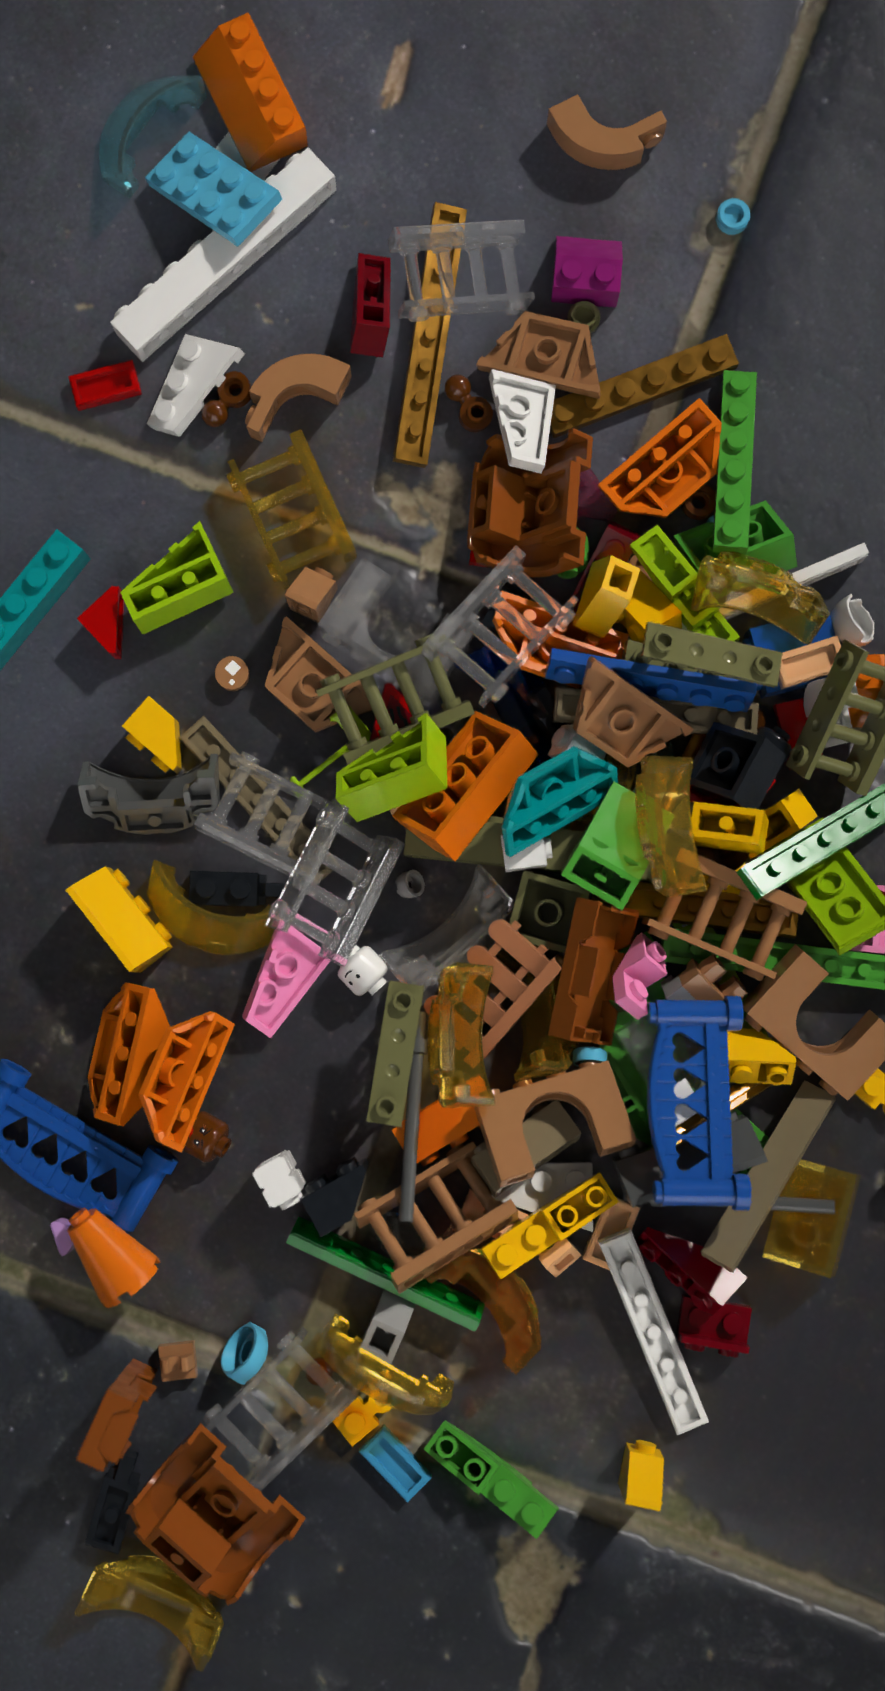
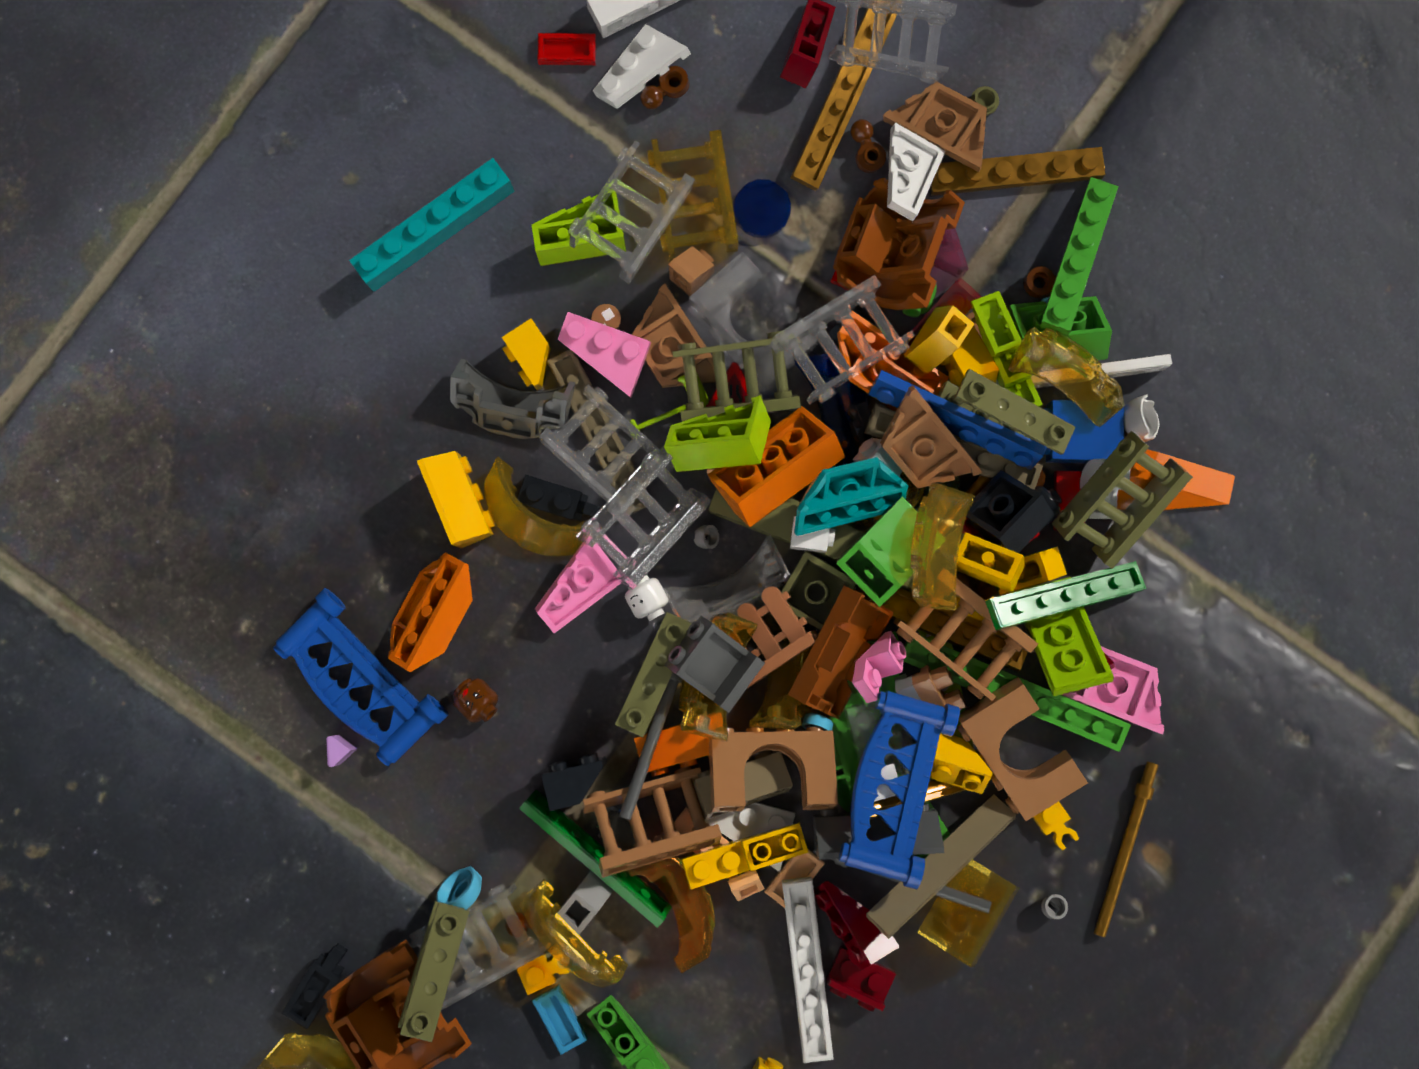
camera: 15 degrees right, 0 degrees up
(105, 621) = (513, 245): red slope -> none
(110, 1256) = (369, 778): orange cone -> none
(117, 1415) = (337, 913): dark orange piece -> none
(178, 1360) = (401, 882): medium nougat tile -> none
(182, 1076) = (471, 644): orange wedge -> none
(240, 1451) = (433, 971): none -> olive fence
(242, 707) = (606, 349): none -> bright pink wing
(250, 572) = (643, 236): none -> clear fence
(280, 1180) = (529, 754): white brick -> none
(293, 377) = (725, 85): medium nougat arch -> none
(371, 503) = (762, 208): none -> clear blue tile
(457, 1023) = (714, 663): none -> dark grey panel
(587, 271) = (998, 62): magenta slope -> none
(668, 465) = (1021, 244): orange wedge -> none
(732, 216) = (1134, 49): medium azure tile -> none
(808, 662) = (1094, 442): light nougat tile -> none

